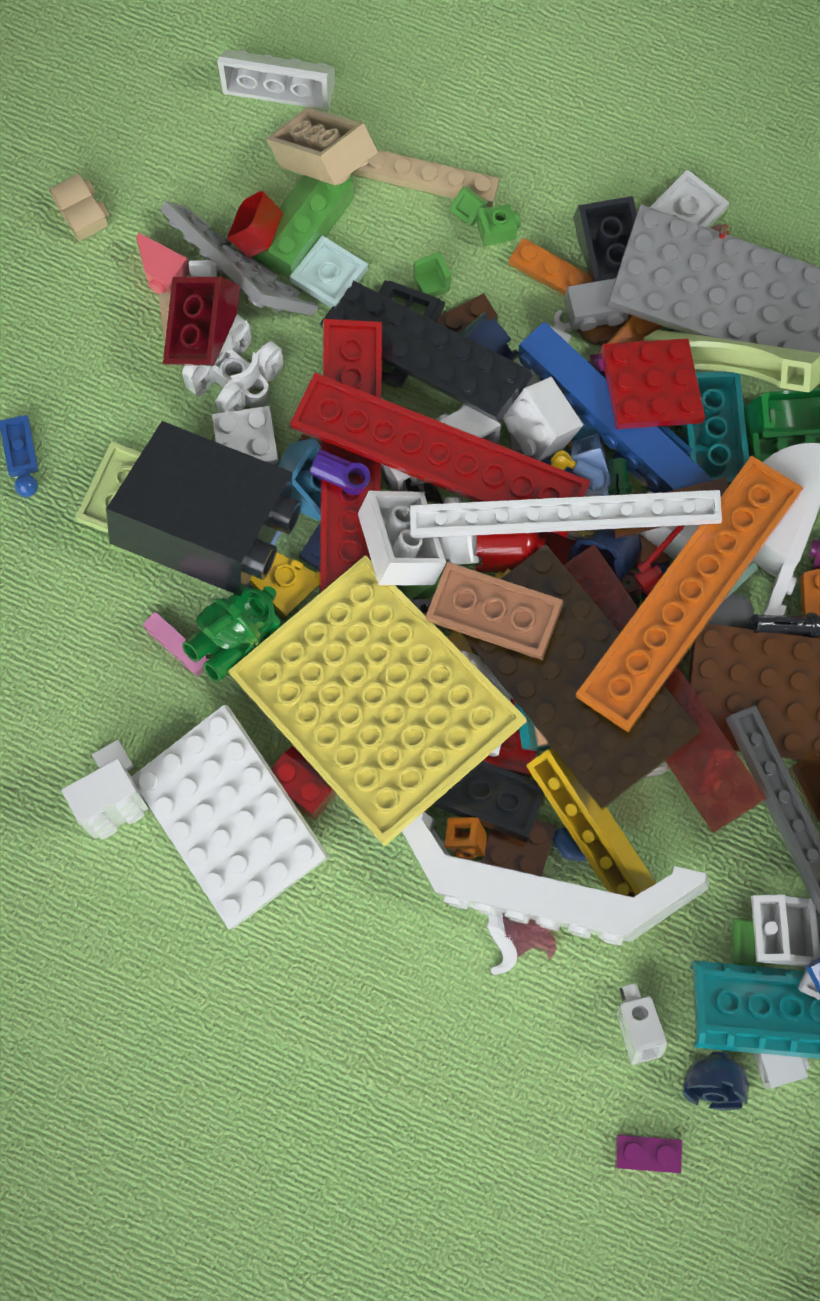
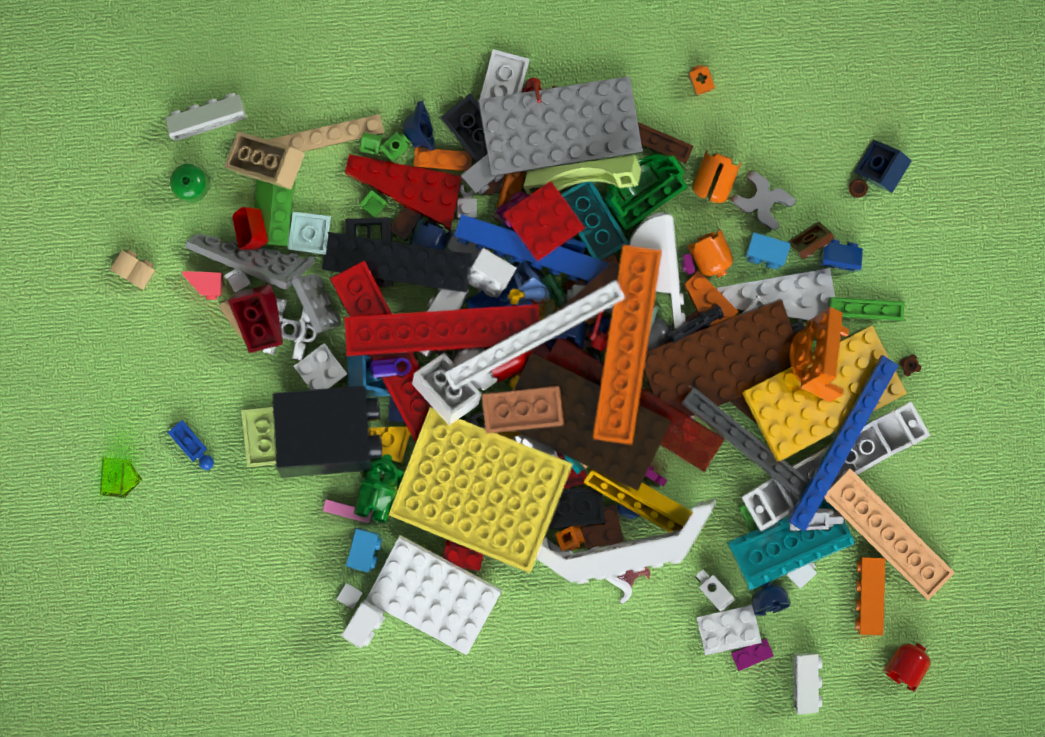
camera: 30 degrees left, 15 degrees up
(167, 701) = (363, 550): none -> dark azure brick
(211, 138) = (193, 190): none -> green cylinder
(288, 347) = (316, 302): none -> light grey plate
(491, 279) = (416, 188): none -> red wing
(542, 214) = (418, 127): none -> dark blue hat
(627, 810) = (655, 477): none -> magenta plate
(631, 1097) = (729, 630): none -> white plate
(713, 1241) = (807, 682): none -> white slope

